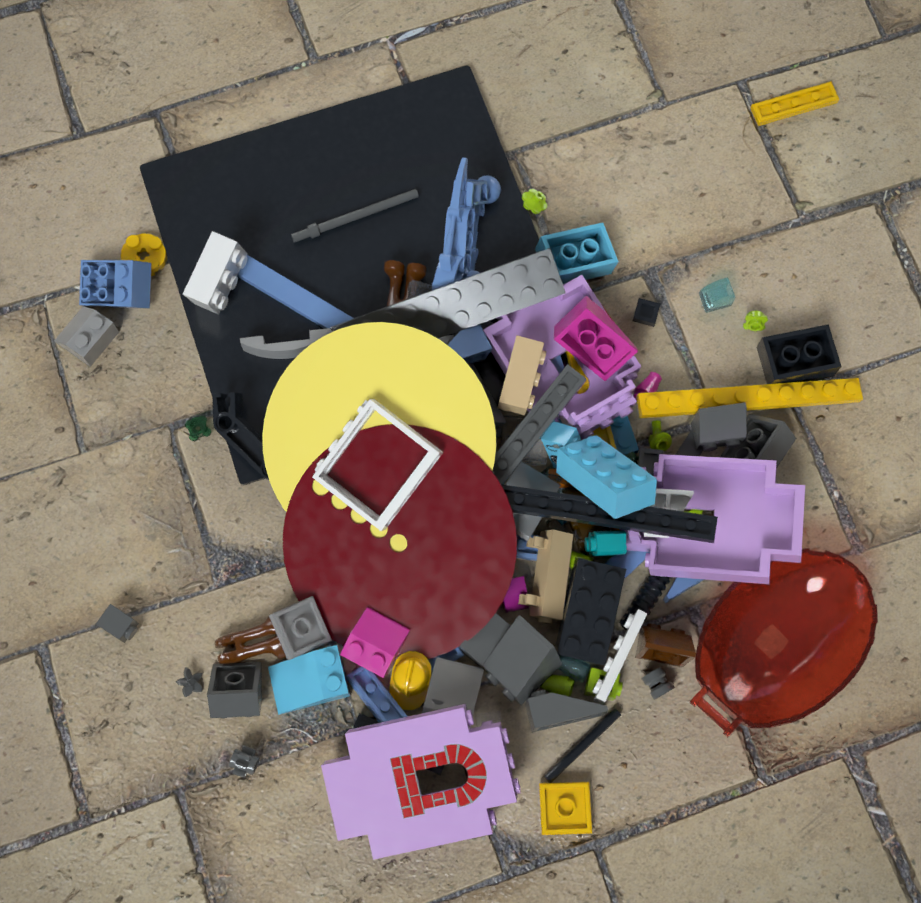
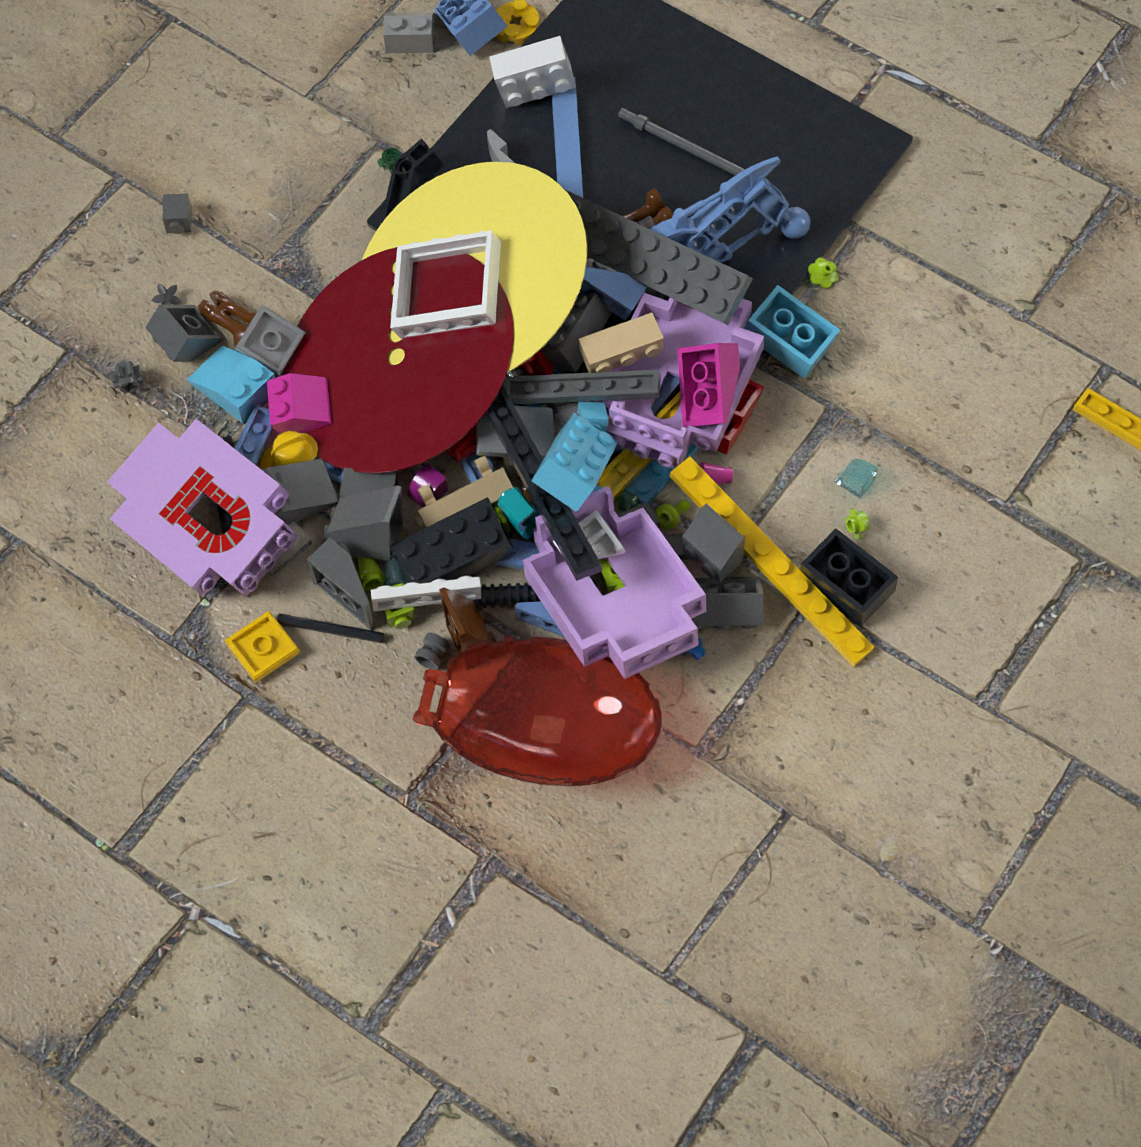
camera: 60 degrees right, 10 degrees down
(646, 312) = (788, 428): black plate -> none

